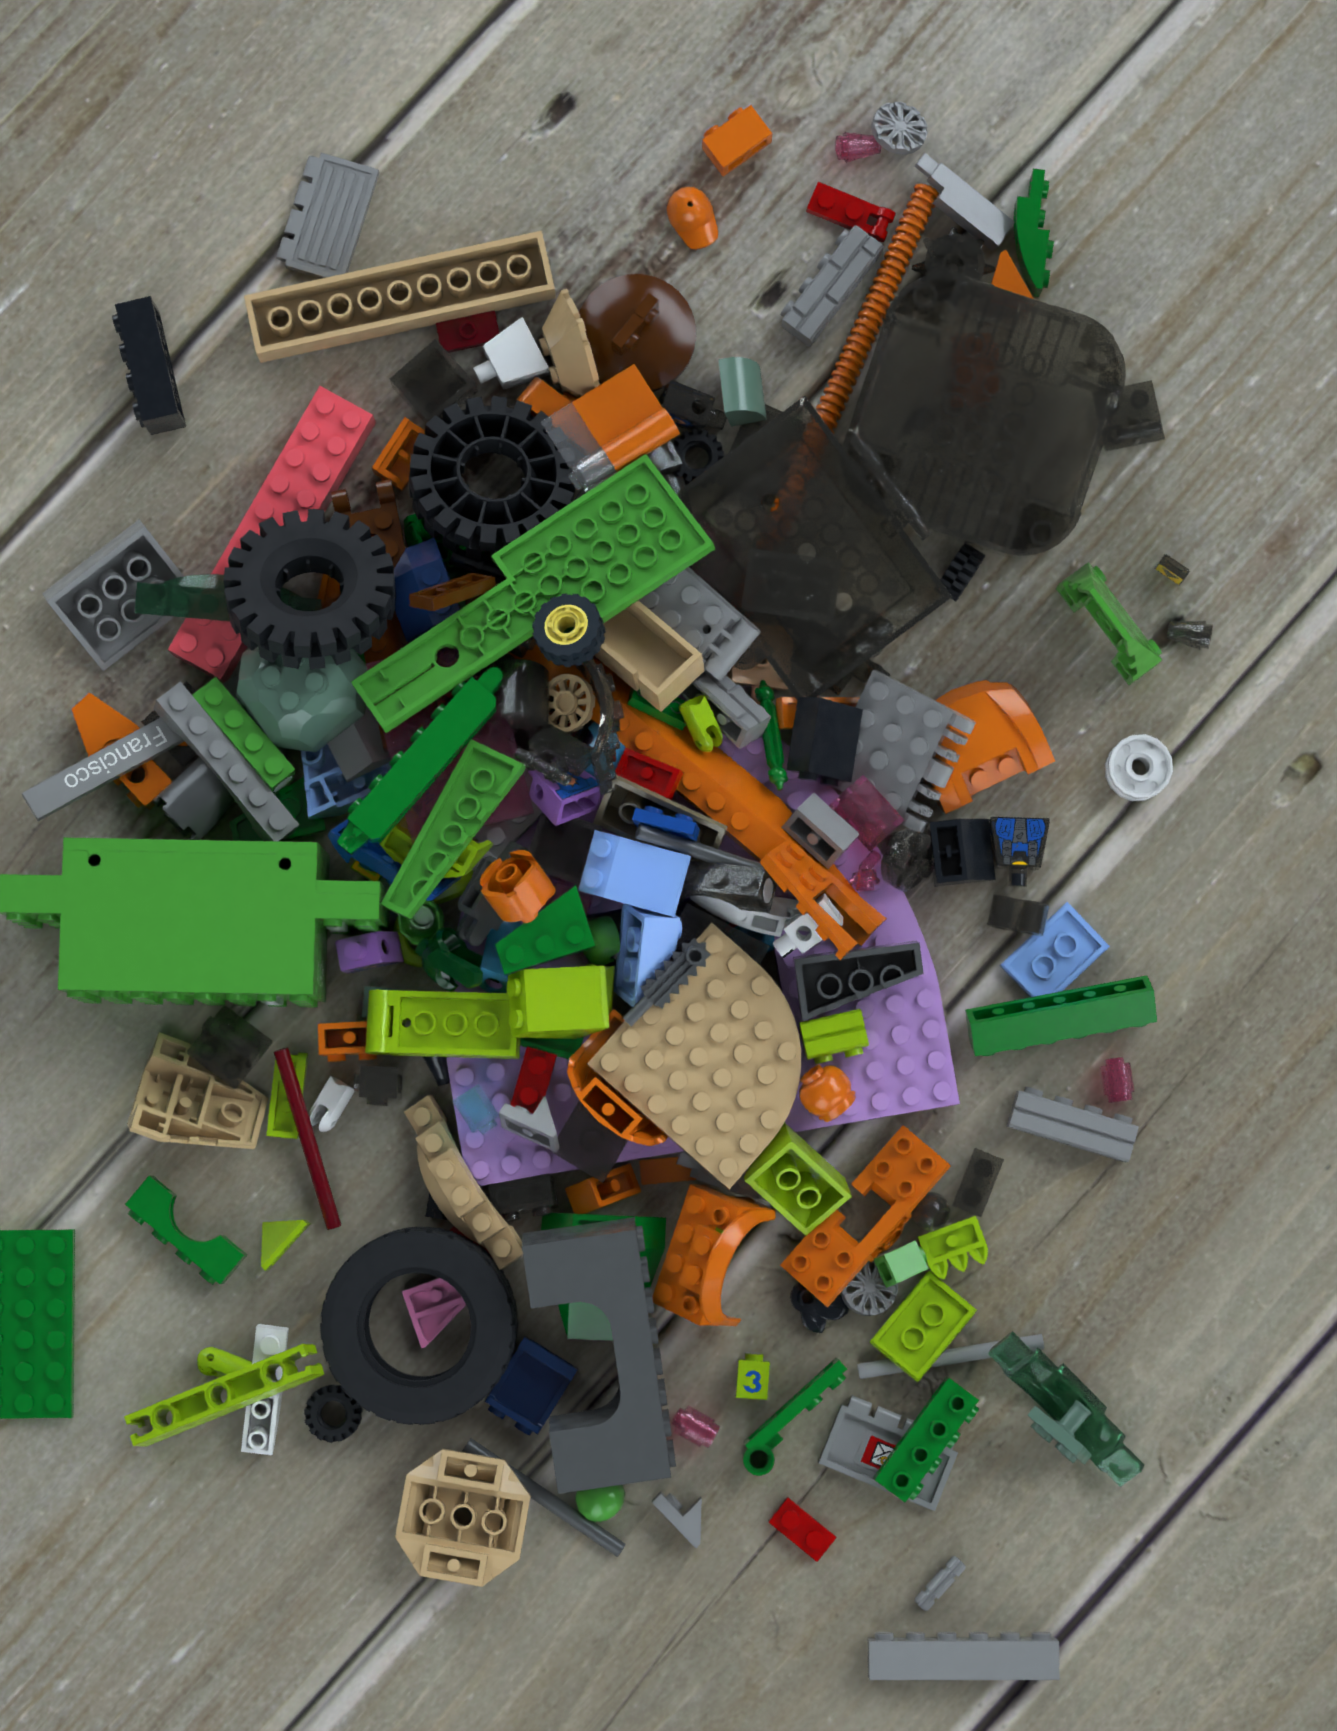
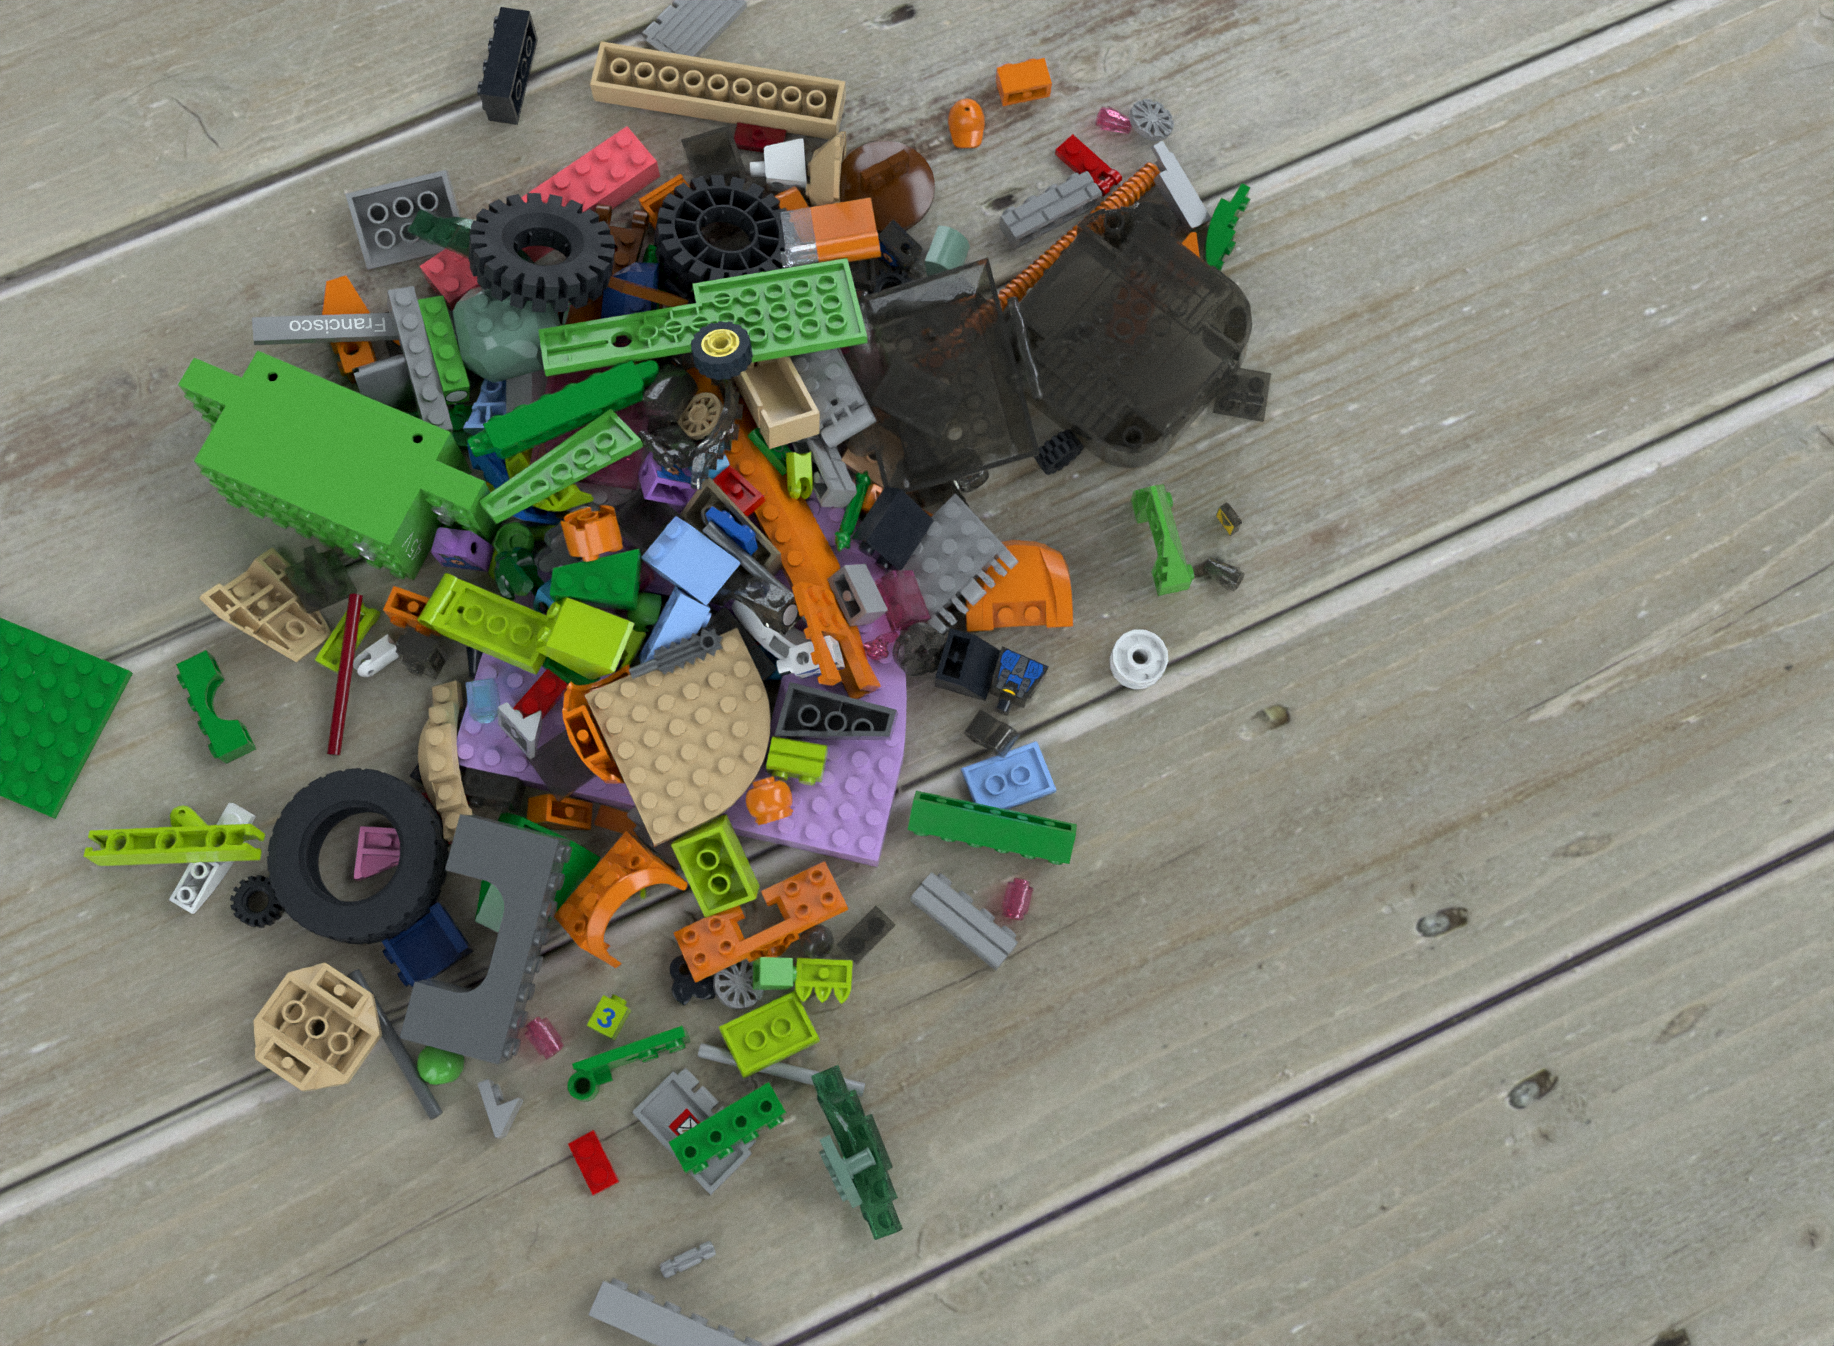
camera: 20 degrees right, 10 degrees down
(278, 1238) = (284, 746): lime slope -> none

